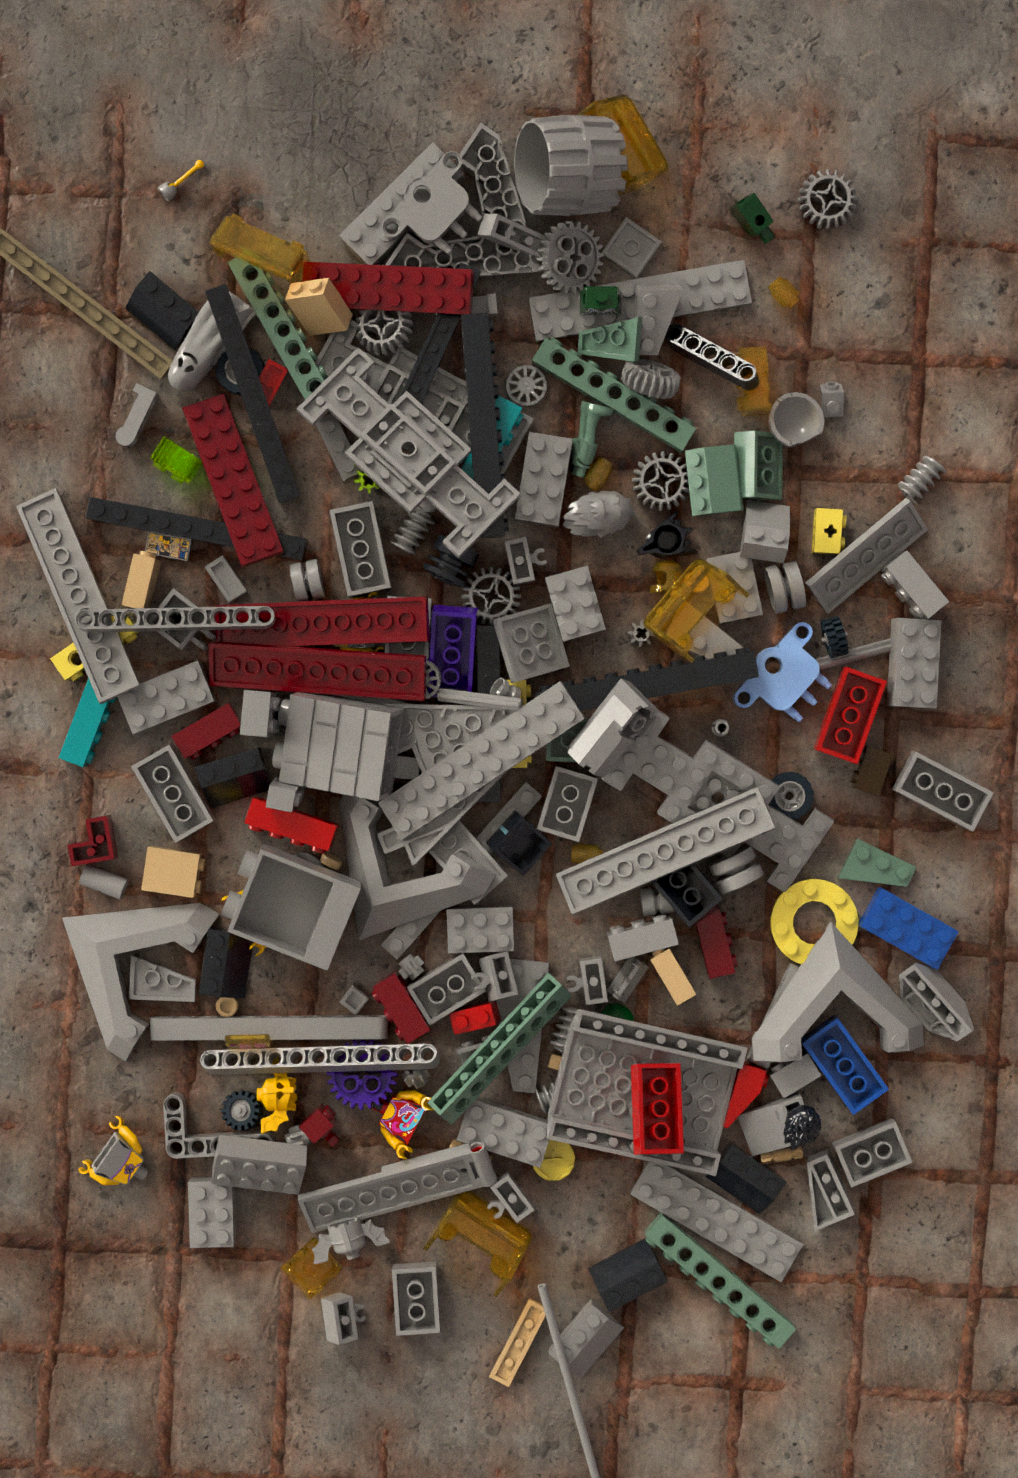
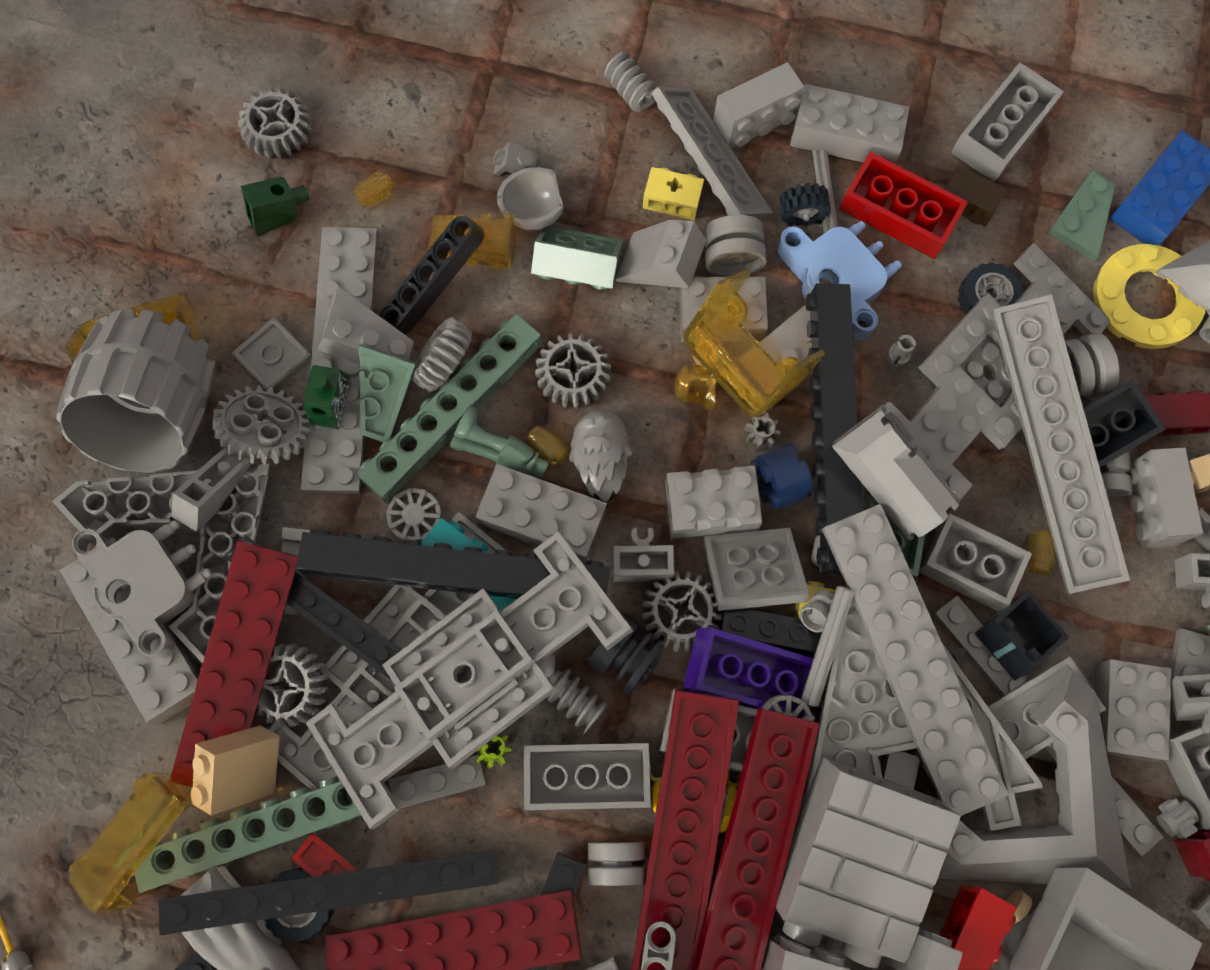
camera: 80 degrees left, 15 degrees down
(604, 652) = (782, 476): none -> dark blue brick
(668, 539) = (647, 375): black piece -> none
(713, 480) = (585, 304): sand green slope -> none

